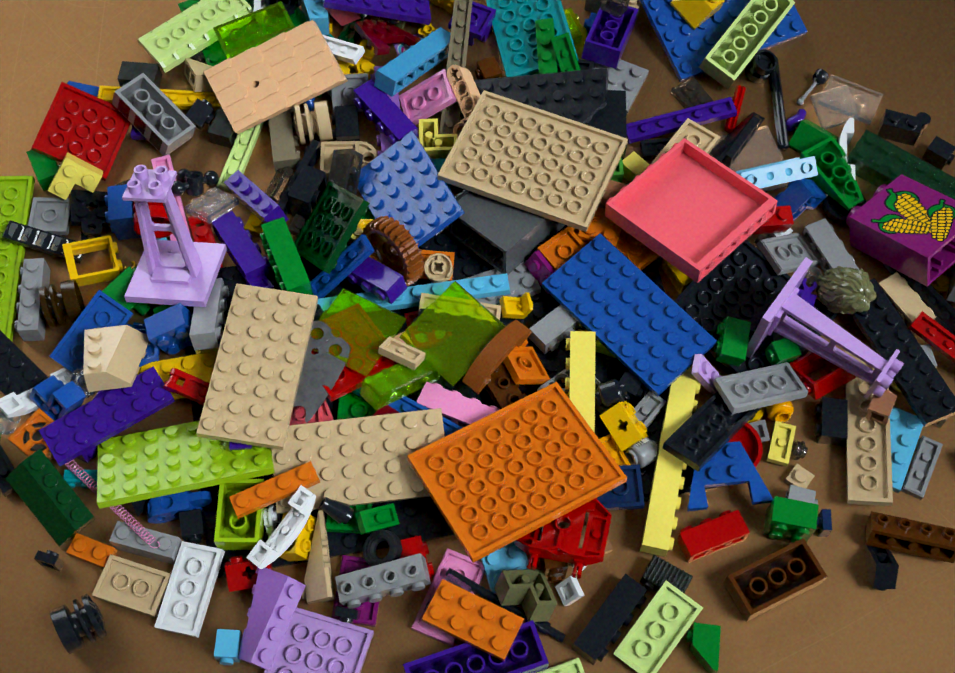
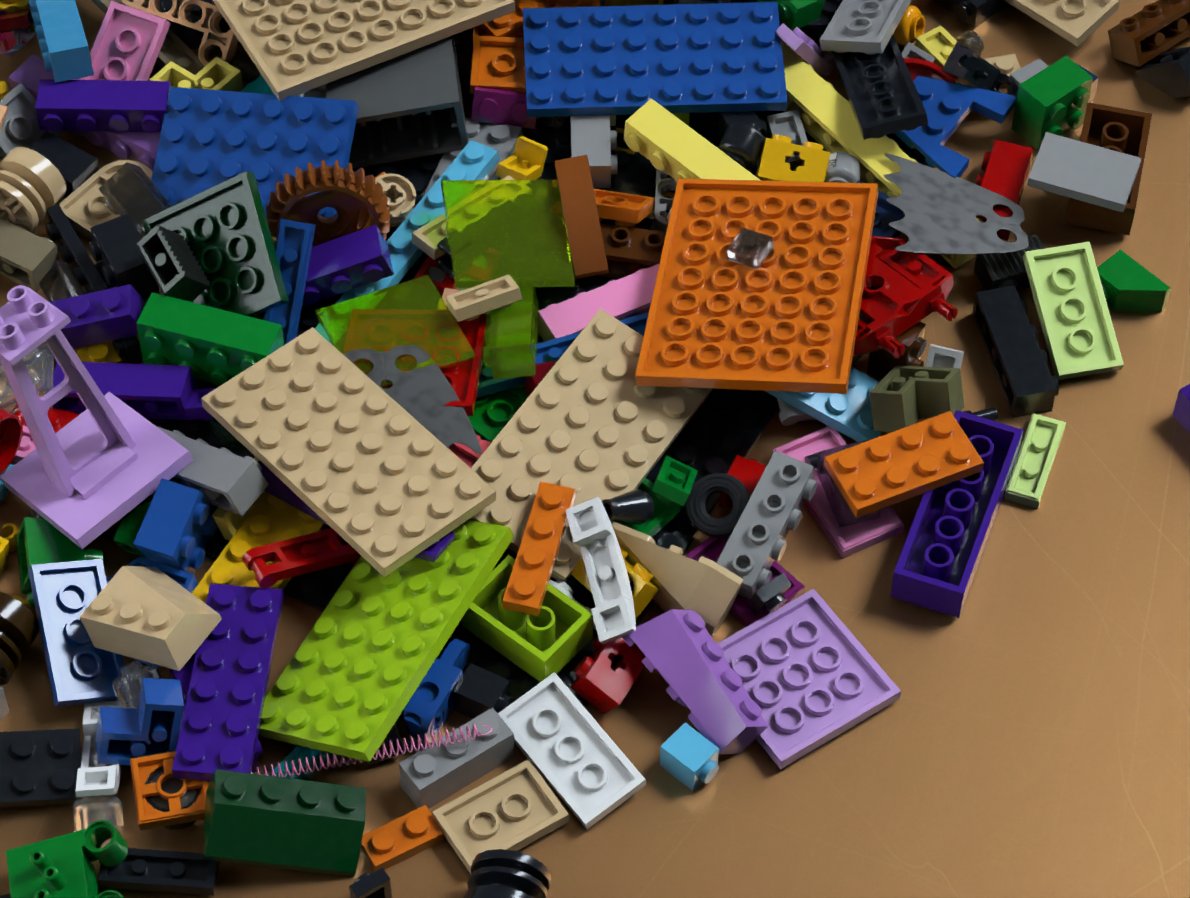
camera: 50 degrees left, 10 degrees down
(307, 213) = (172, 264): none -> pearl dark grey brick
(530, 448) = (750, 248): none -> clear smoke plate
(653, 519) = (944, 211): none -> flat silver piece
(749, 571) = (1084, 172): none -> light grey tile
(772, 469) = (973, 70): none -> black hinge

